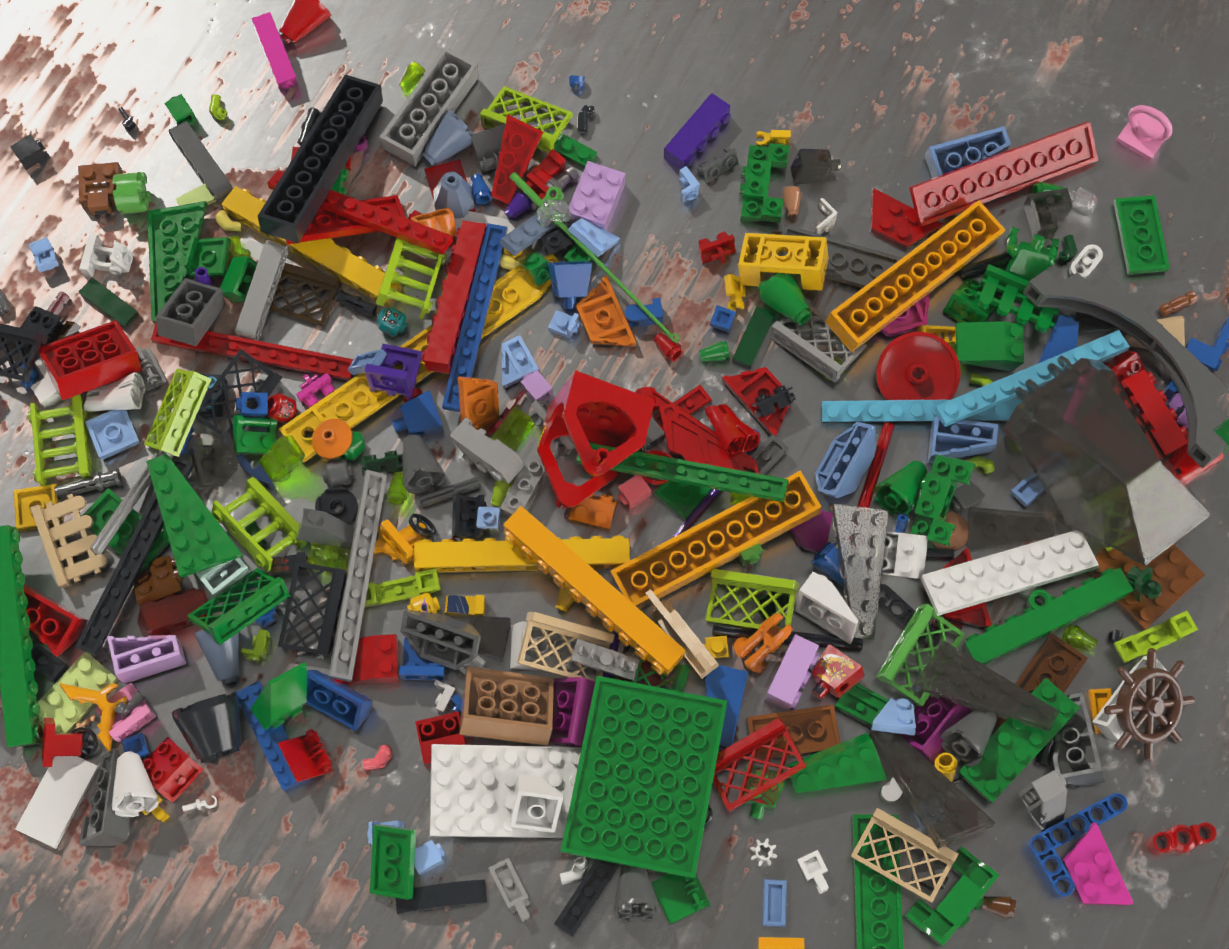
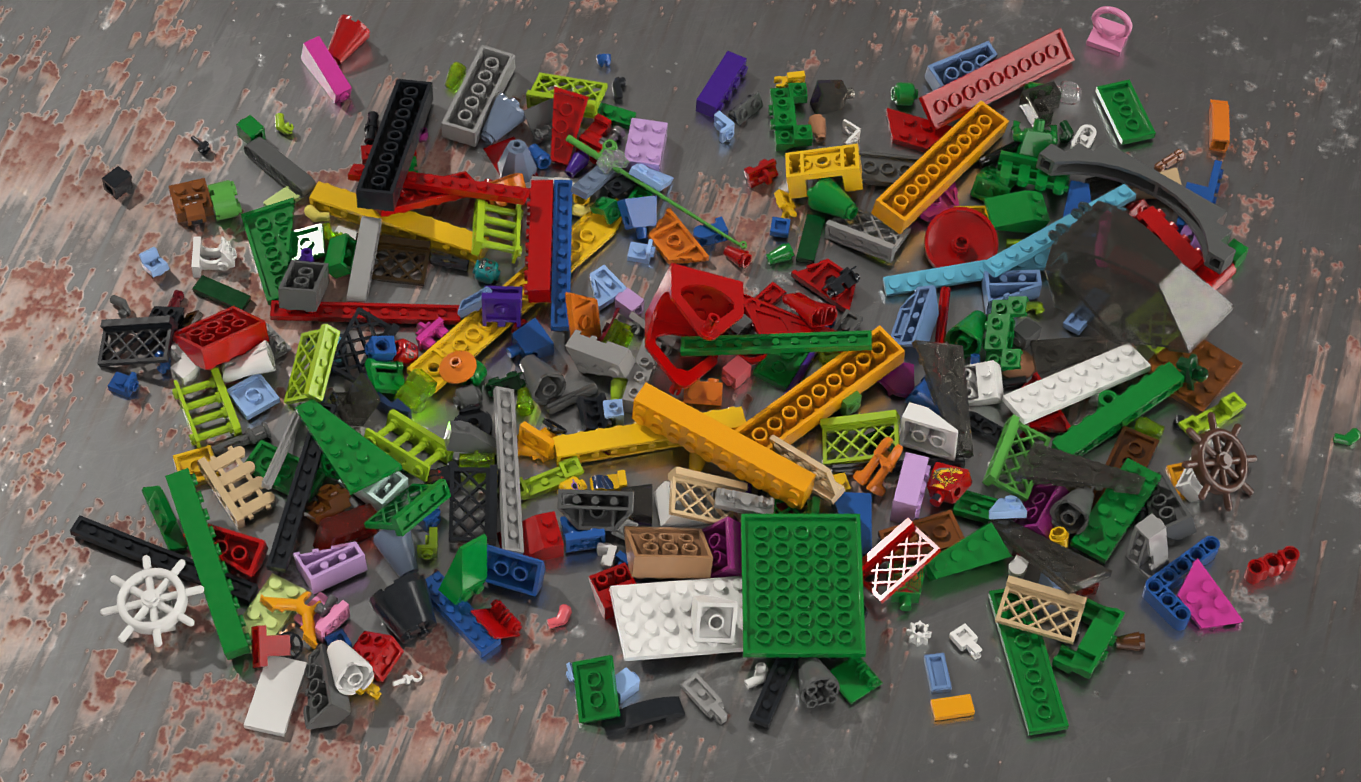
camera: 15 degrees left, 15 degrees down
(896, 174) = (904, 94): none -> green head

